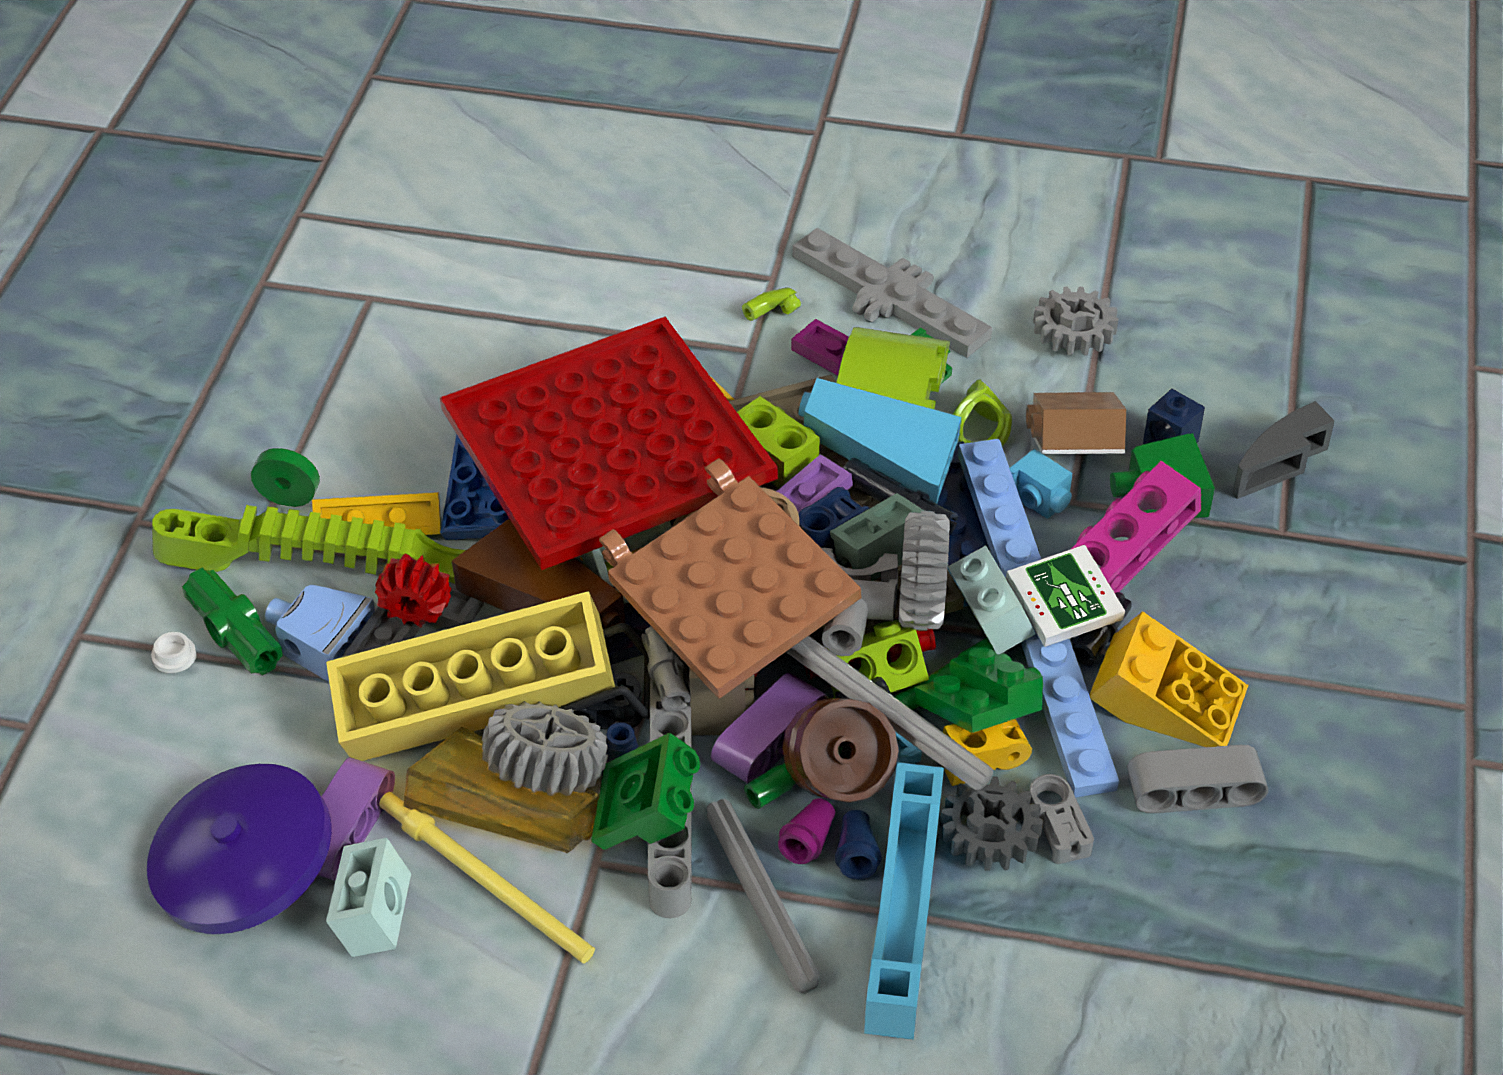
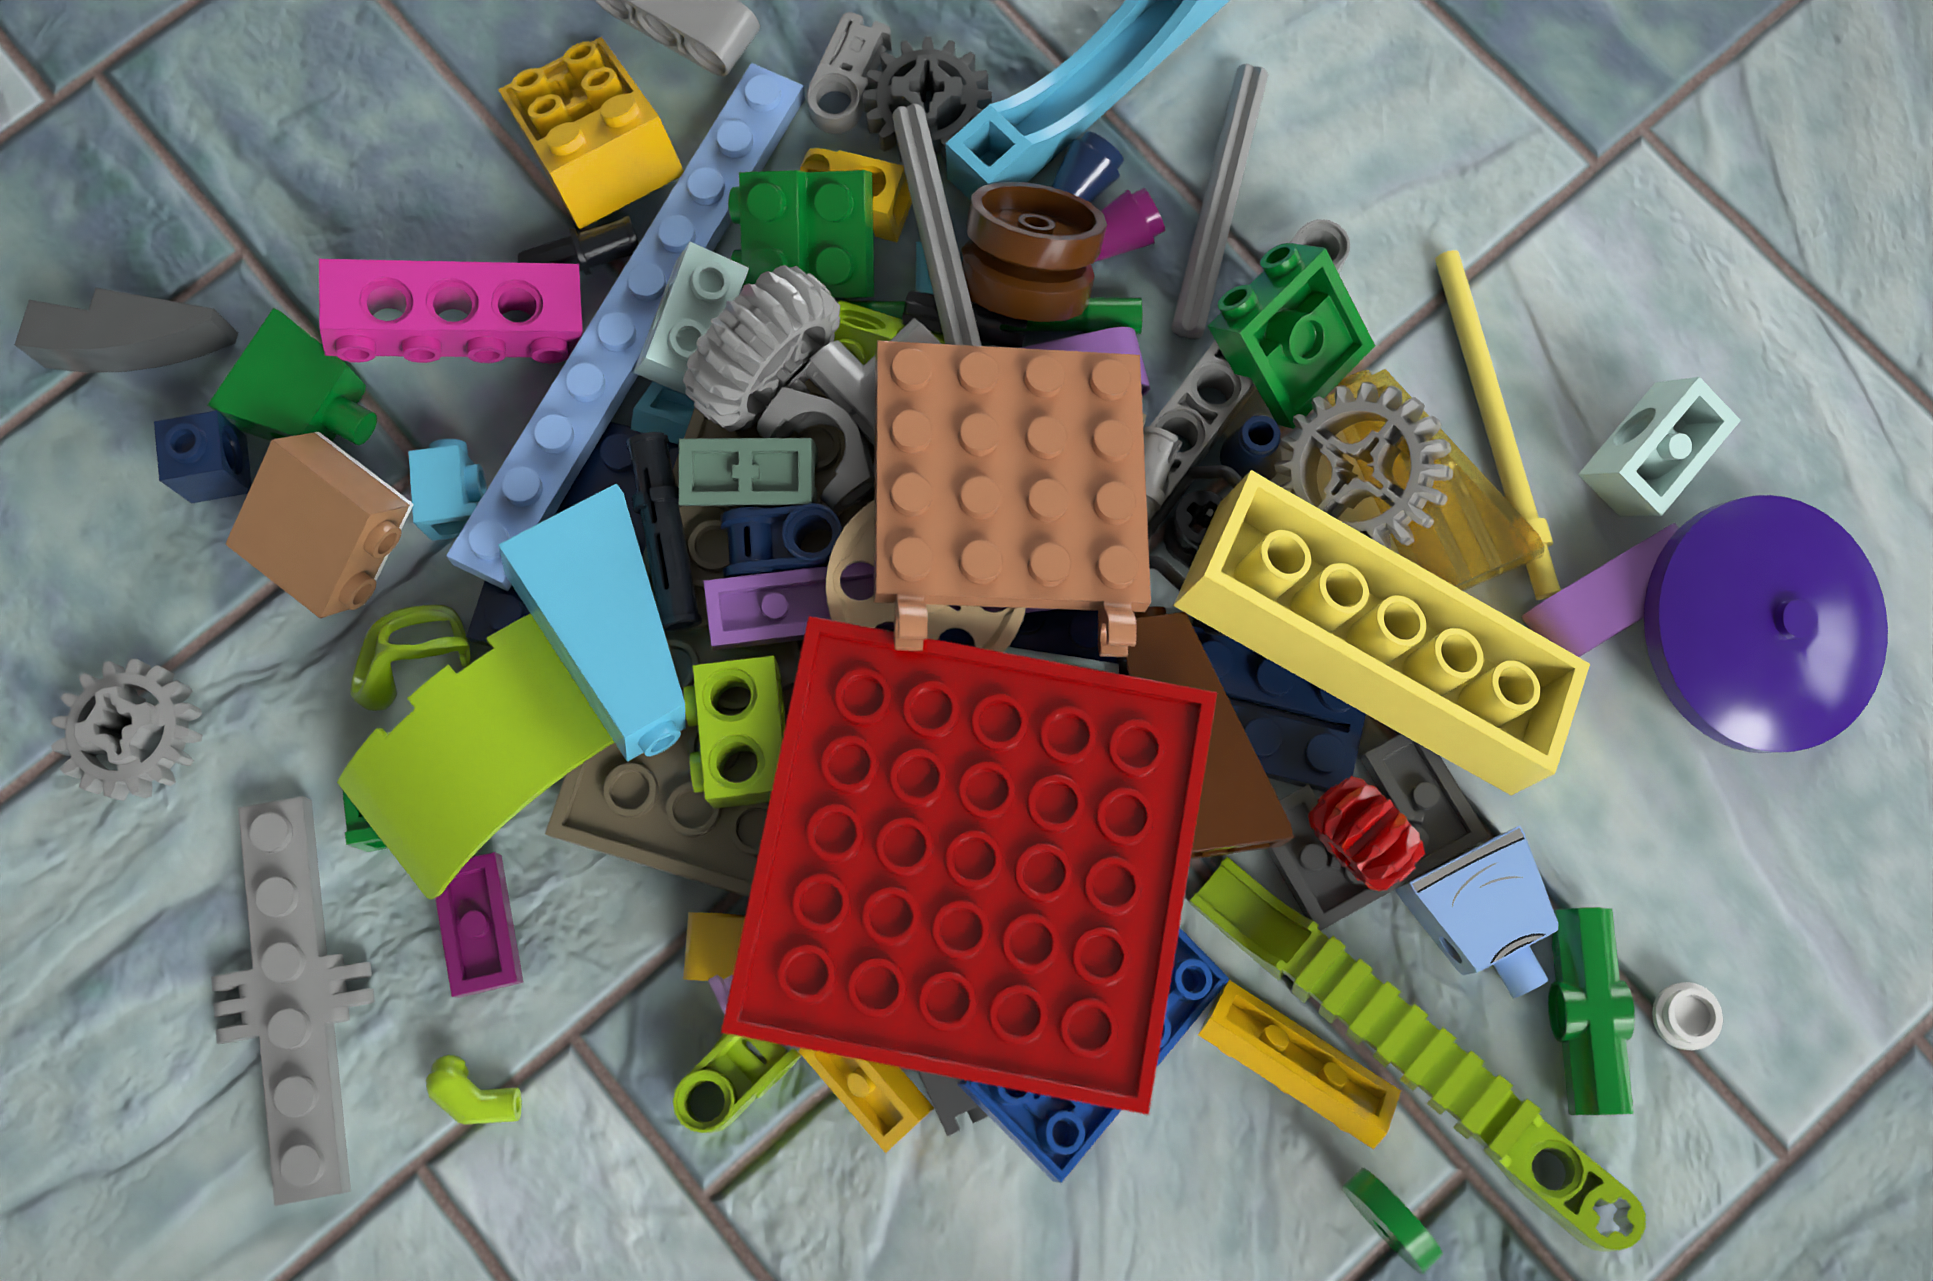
camera: 140 degrees left, 30 degrees up
(1065, 595) = (603, 269): tile -> none

